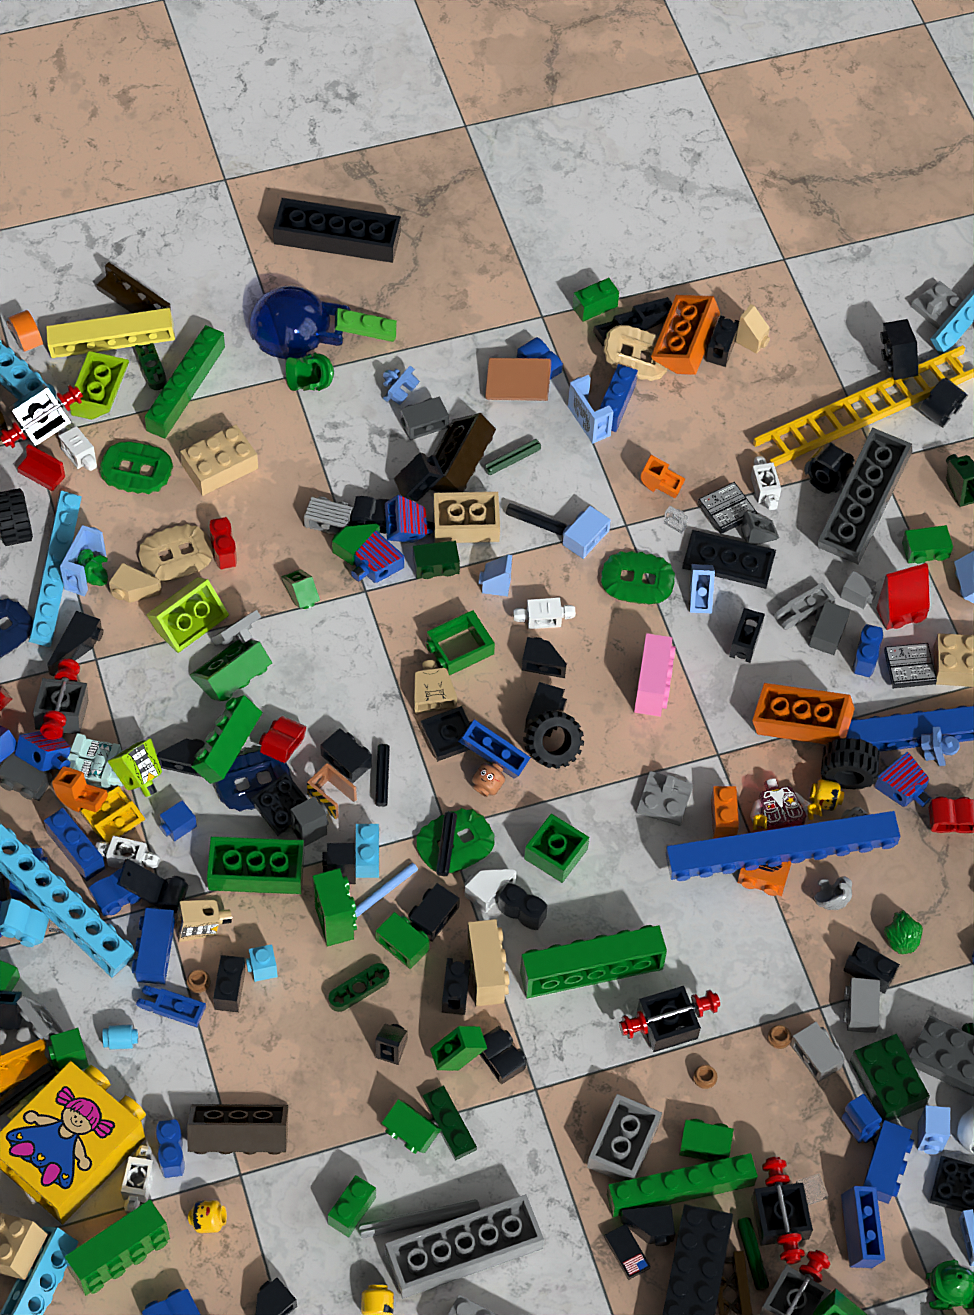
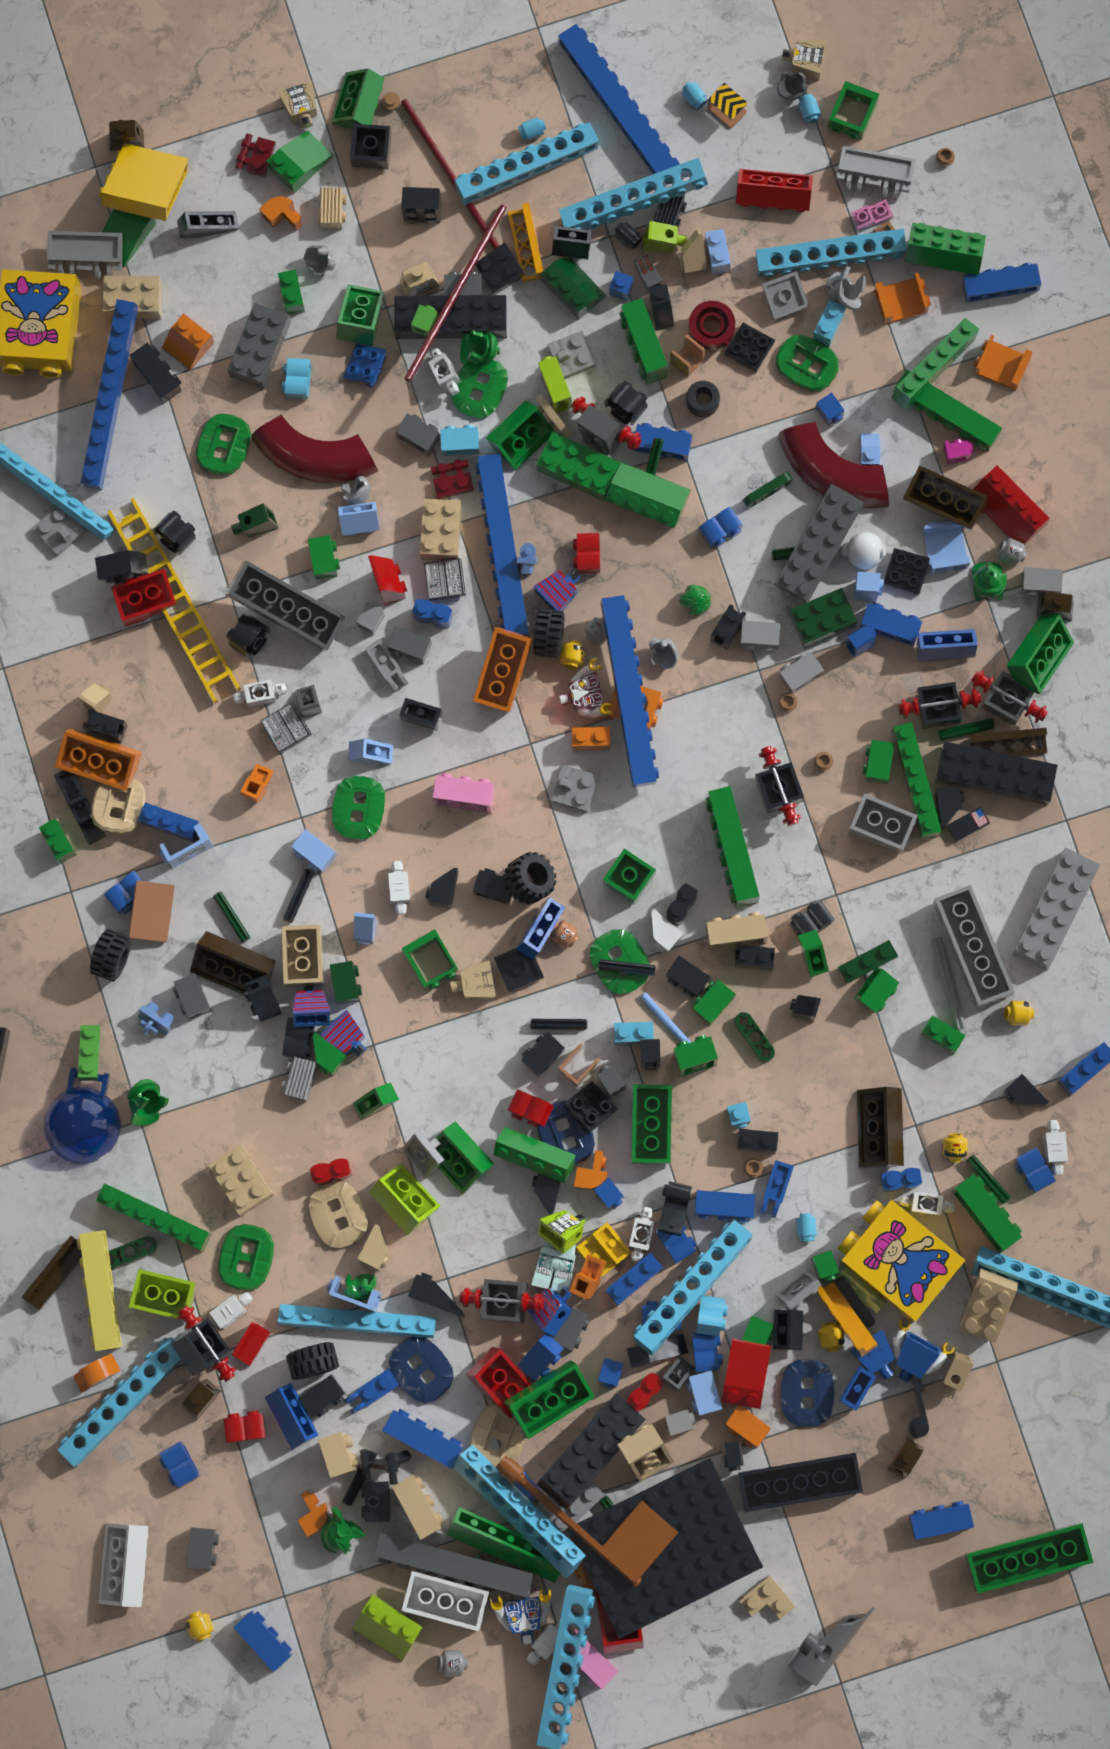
camera: 80 degrees left, 20 degrees up
(164, 1259) = (988, 1179): none -> dark green axle
(197, 798) = (591, 1178): none -> orange brick
(200, 919) = (703, 1173): tan torso -> none
(469, 338) = (110, 955): none -> black tyre
(730, 558) = (337, 728): black tile -> none
(866, 369) = (143, 597): none -> red slope

